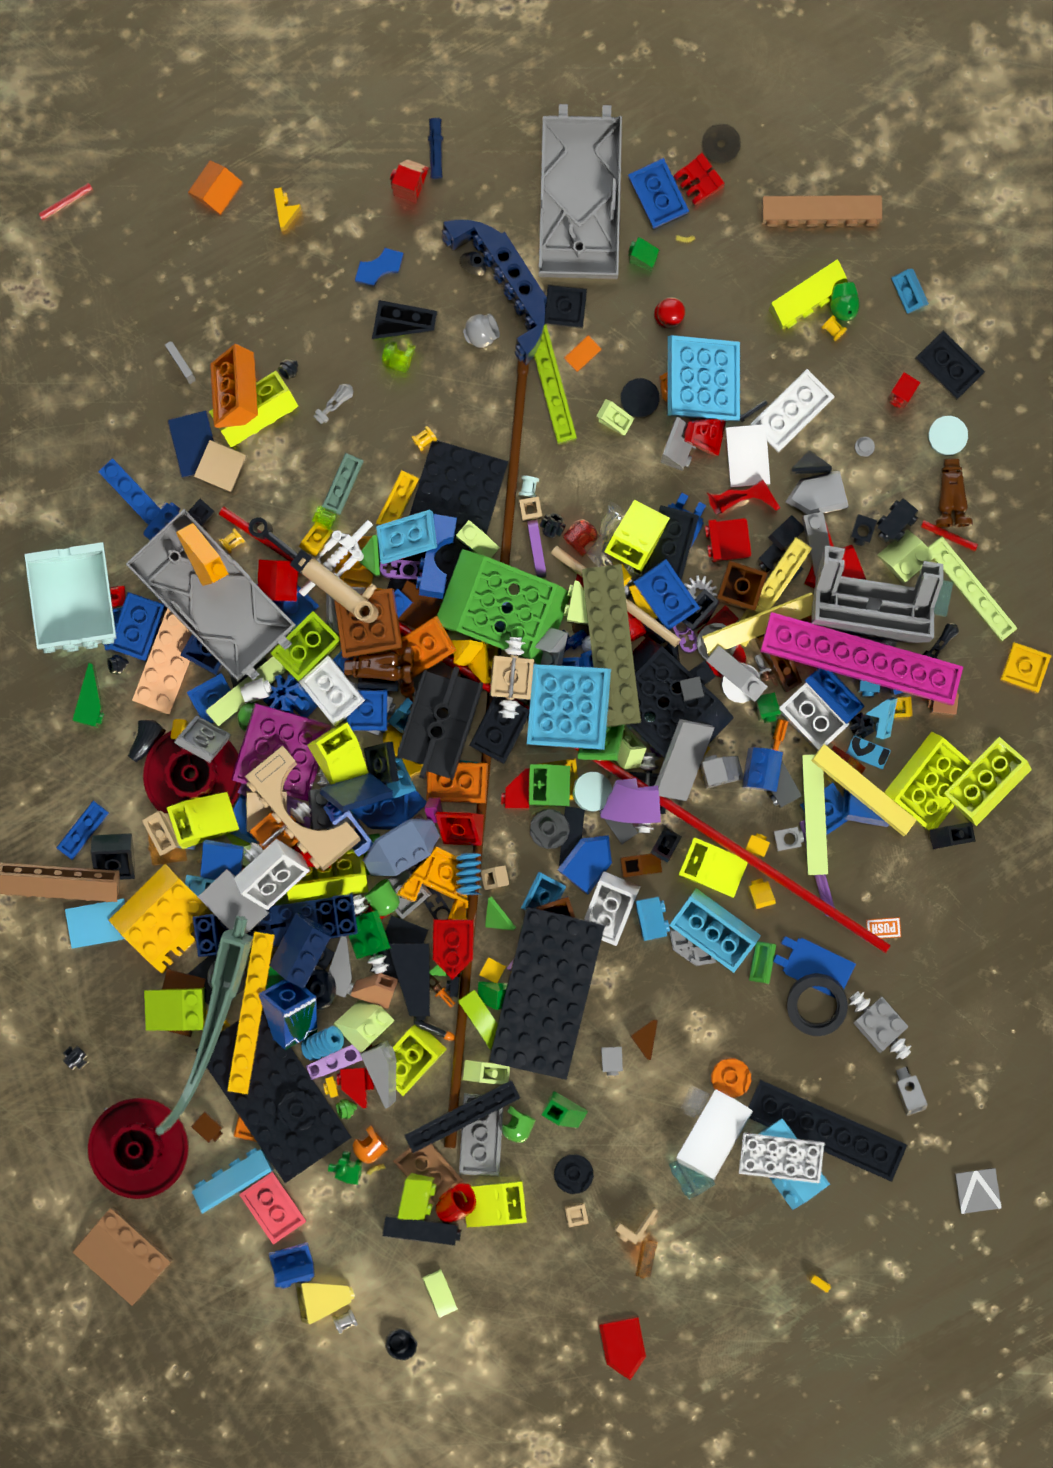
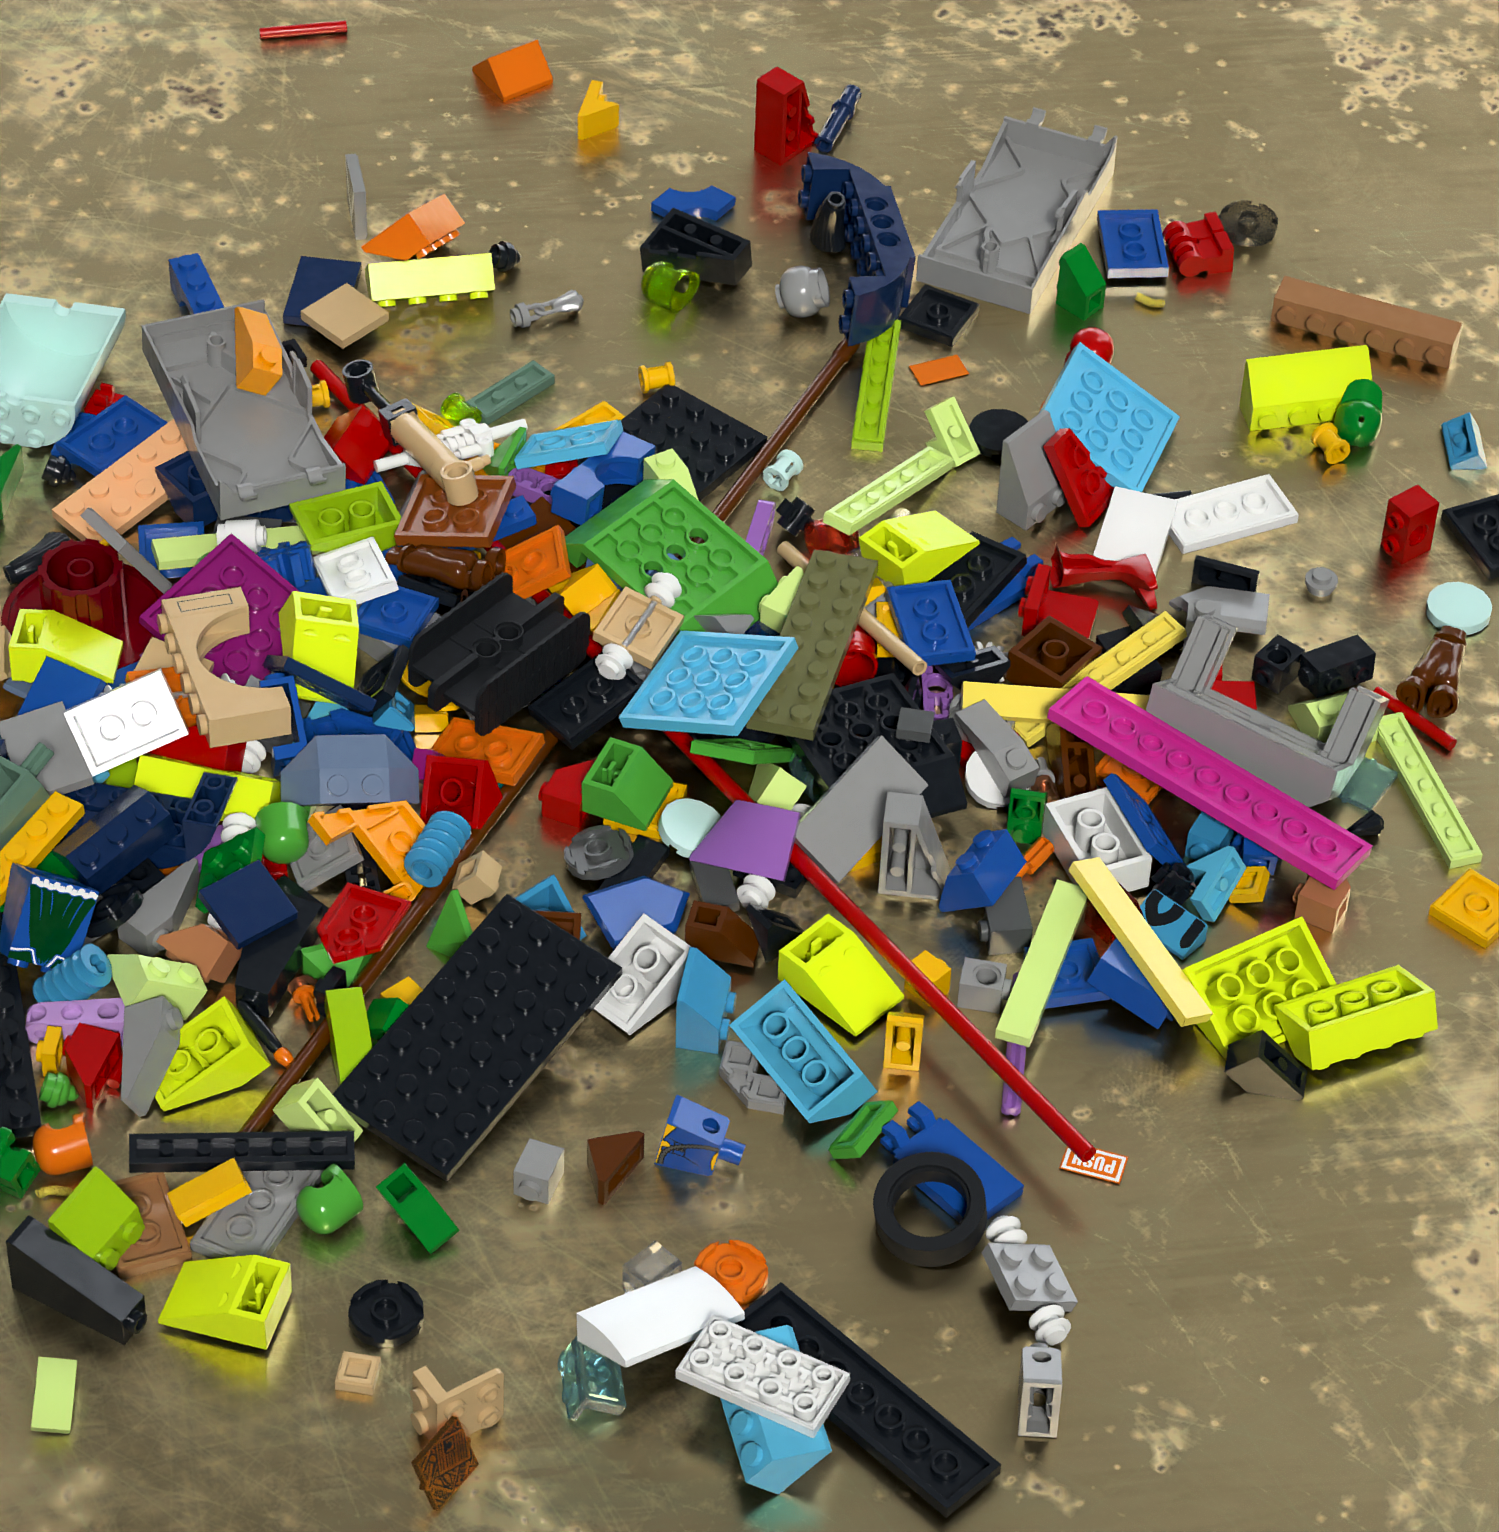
camera: 20 degrees right, 40 degrees down
(394, 966) = (248, 904): none -> dark blue tile
(452, 1204) = (152, 1270): red helmet -> none
(460, 1152) = (209, 1192): none -> yellow panel
(530, 502) = (772, 486): tan plate -> none
(599, 486) = (888, 490): none -> yellowish green tile
(678, 1010) = (696, 1139): none -> blue torso

